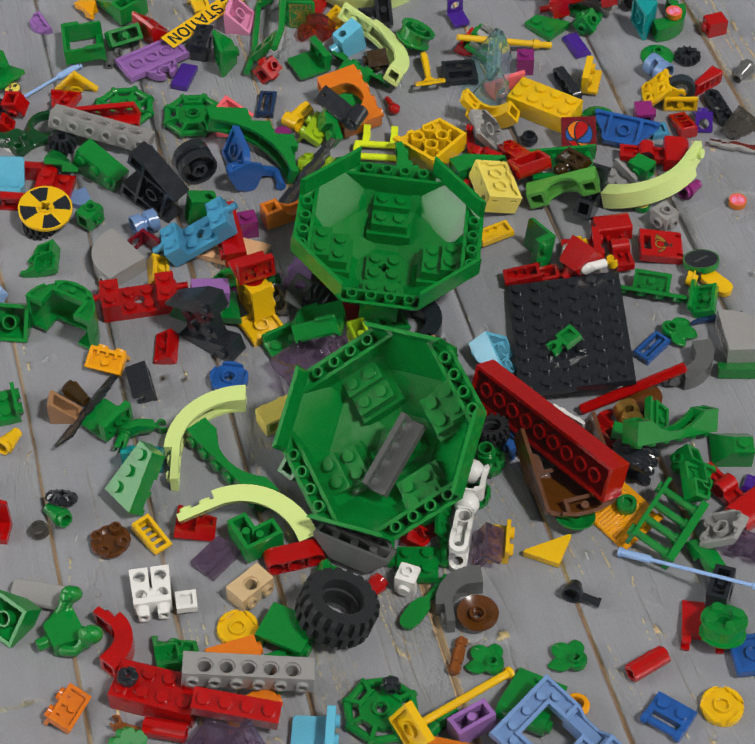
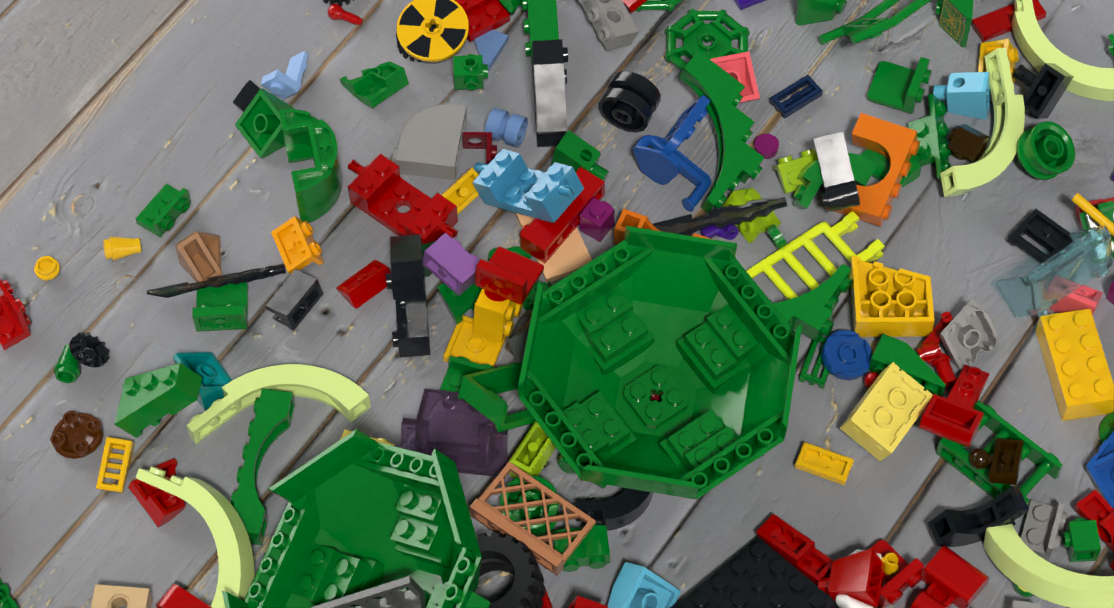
camera: 50 degrees right, 10 degrees up
(39, 530) = (38, 363): clear smoke plate -> none
(75, 392) = (230, 253): dark brown cone -> none
(135, 427) = (230, 341): green arm -> none
(154, 599) = (41, 522): white hips -> none
(186, 601) = (59, 562): white plate -> none
(215, 558) = (137, 545): clear purple plate -> none
(227, 369) = (379, 360): blue plate -> none
(253, 539) = (179, 564): green brick -> none
(267, 69) = (841, 55): red brick -> none
(295, 119) = (796, 140): yellow piece -> none
(316, 24) = (957, 49): clear red brick -> none
(393, 107) = (916, 218): red piece -> none
(429, 80) = (997, 219): yellow piece -> none
(505, 114) = (1014, 334): yellow arch -> none
(529, 138) = (1013, 382): black plate -> none
(539, 242) = (835, 533): green bracket -> none
(544, 190) = (931, 465): bright green arch -> none
(578, 131) = (1064, 433): tile -> none

